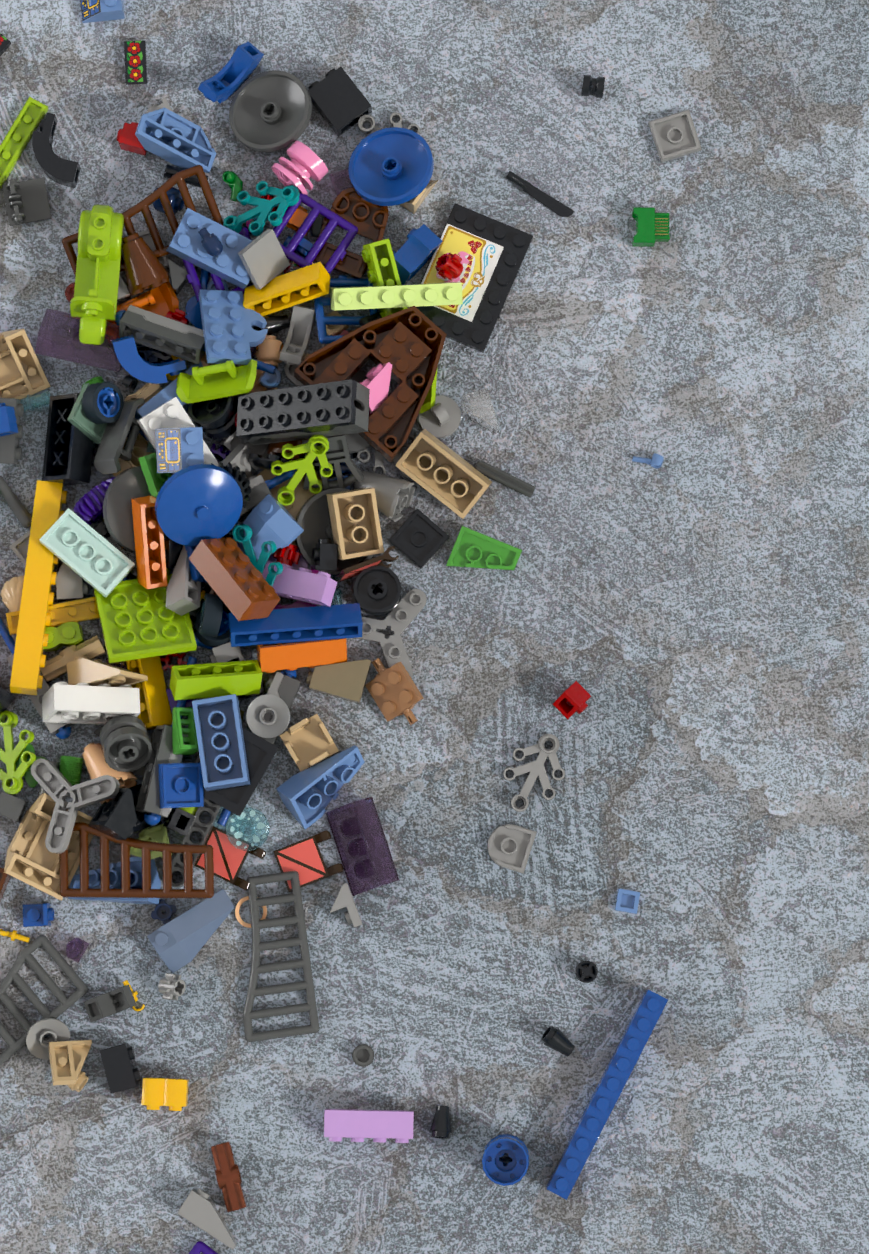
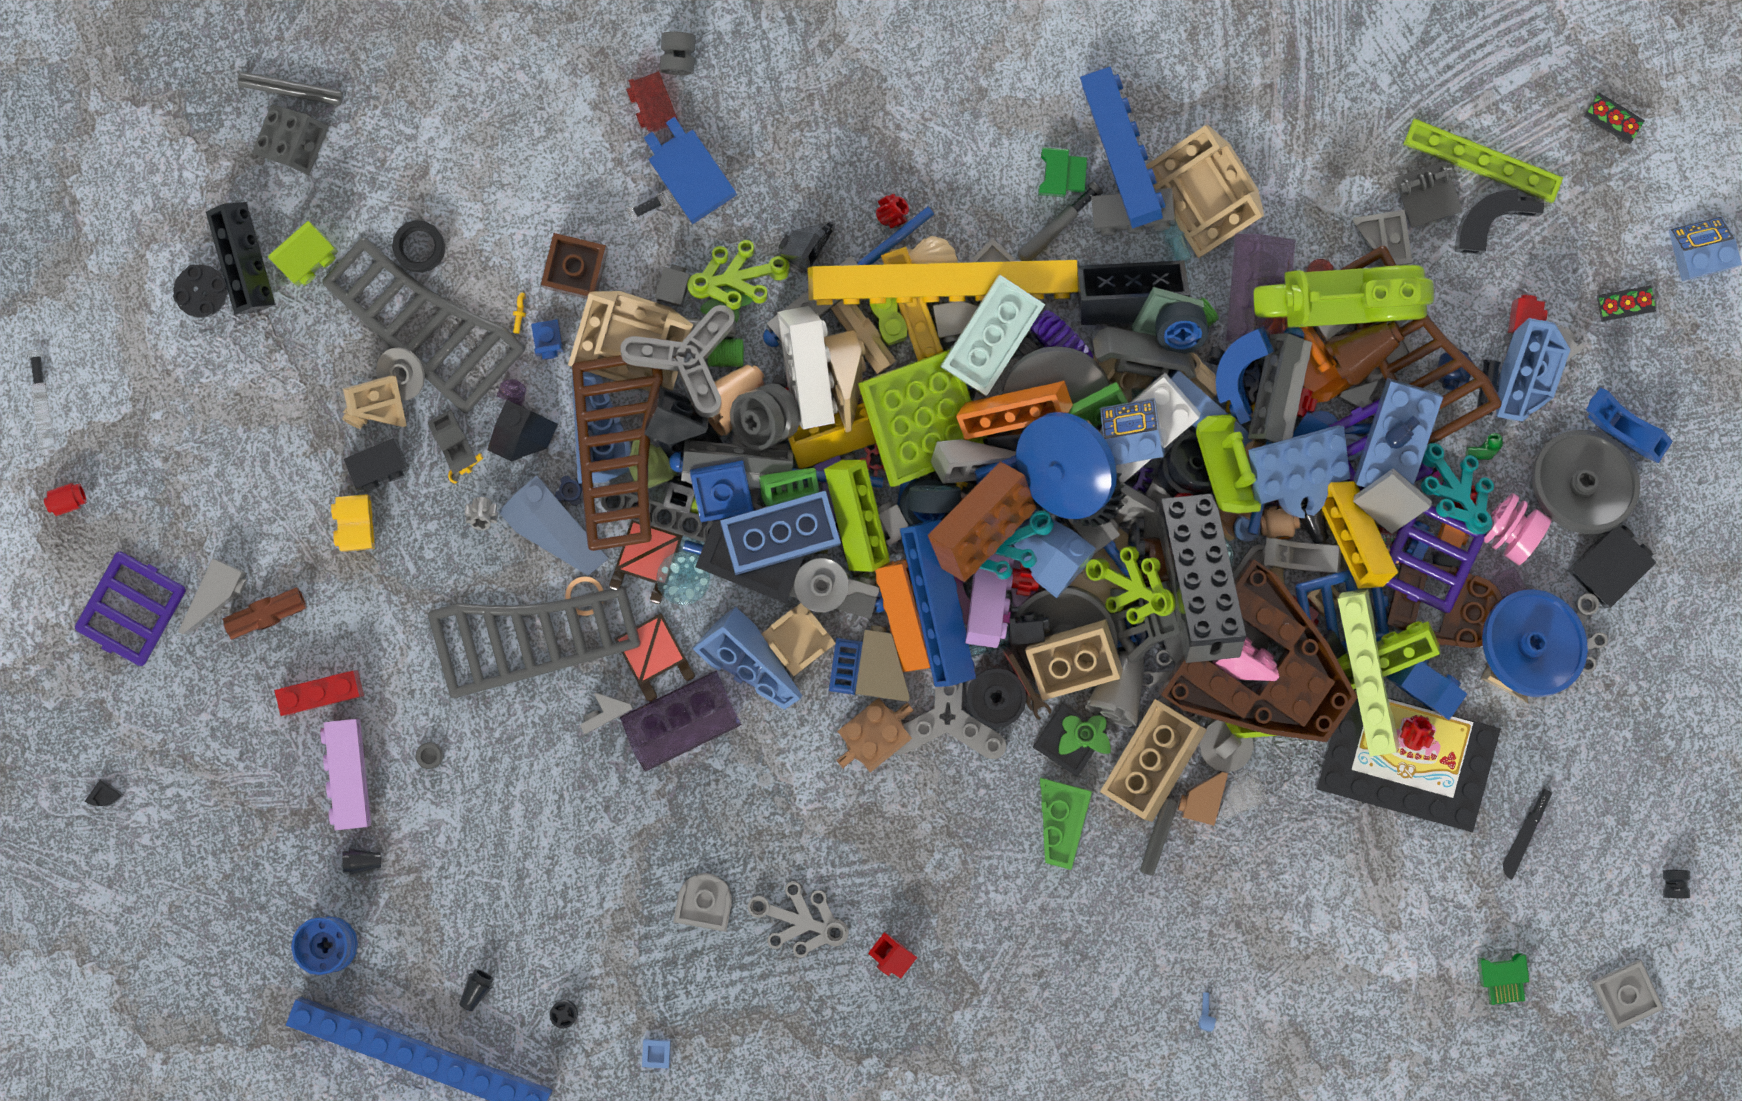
camera: 90 degrees right, 5 degrees up
(50, 236) = (1387, 230): none -> light grey wing
(110, 946) = (520, 432): none -> black slope
(299, 1139) = (319, 693): none -> red brick
(354, 711) = (834, 675): none -> blue slope
(416, 525) = (1084, 734): none -> bright green animal
(480, 439) = (1204, 799): none -> medium nougat slope

